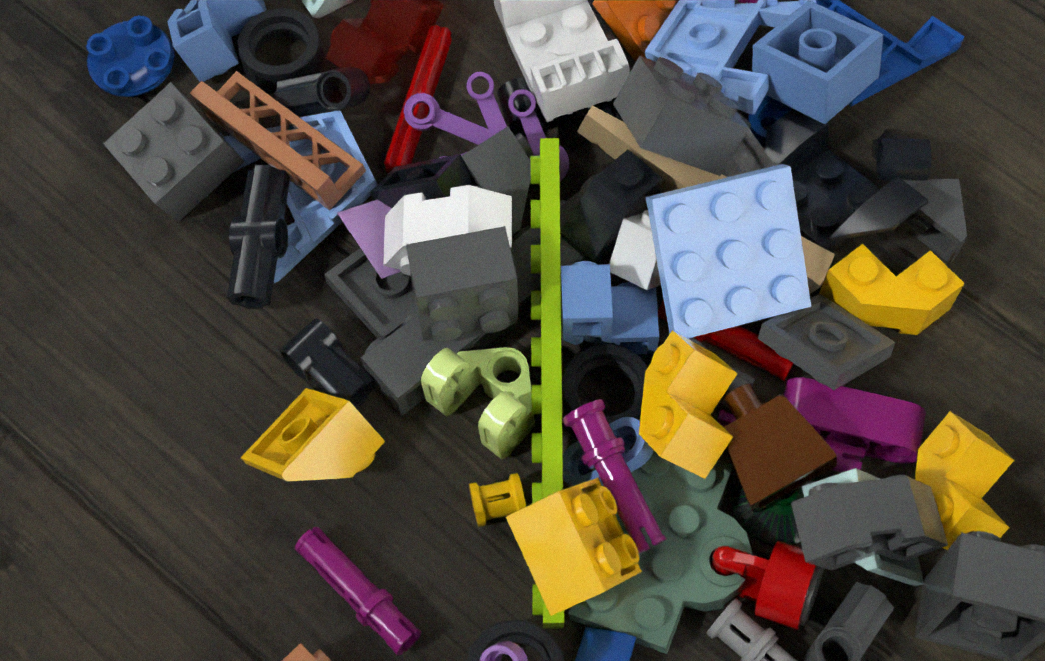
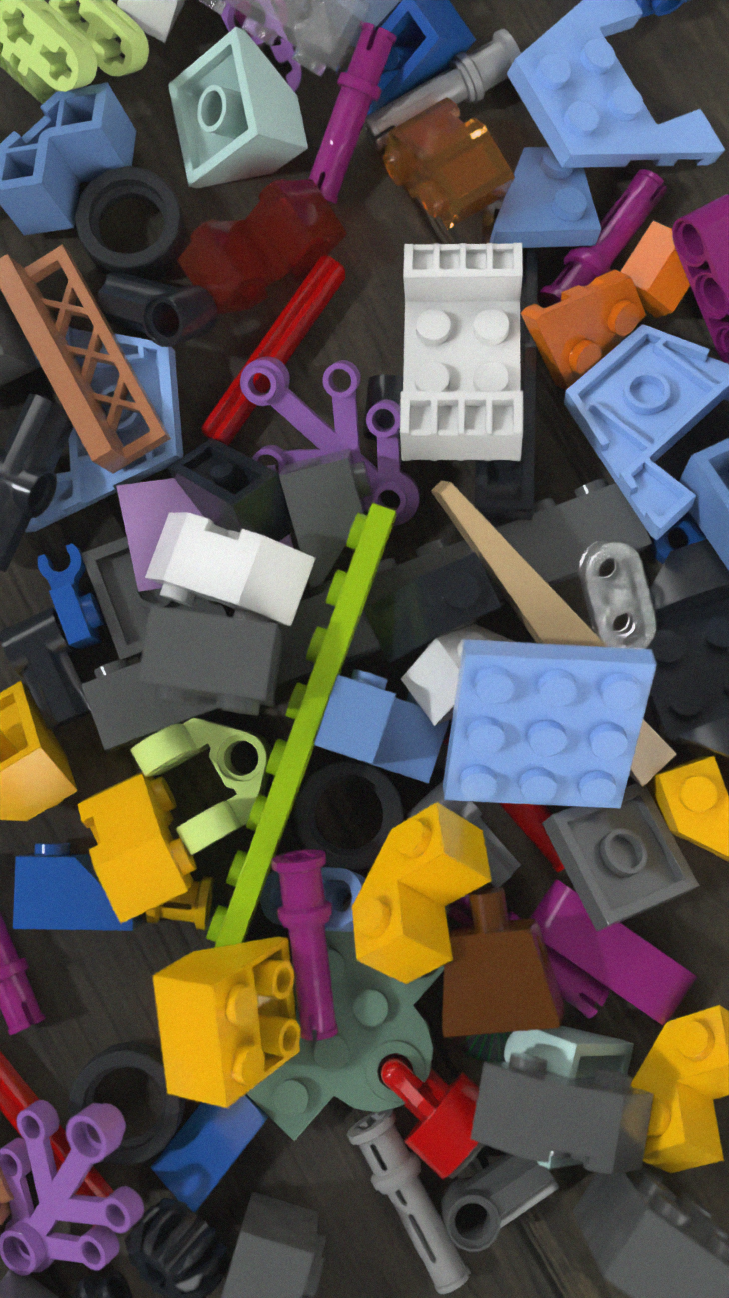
camera: 20 degrees right, 20 degrees up
(336, 315) = (77, 612): none -> blue plate
(408, 524) = (62, 892): none -> blue slope
(450, 455) = (135, 849): none -> yellow brick
(680, 115) = (555, 532): dark grey brick -> none

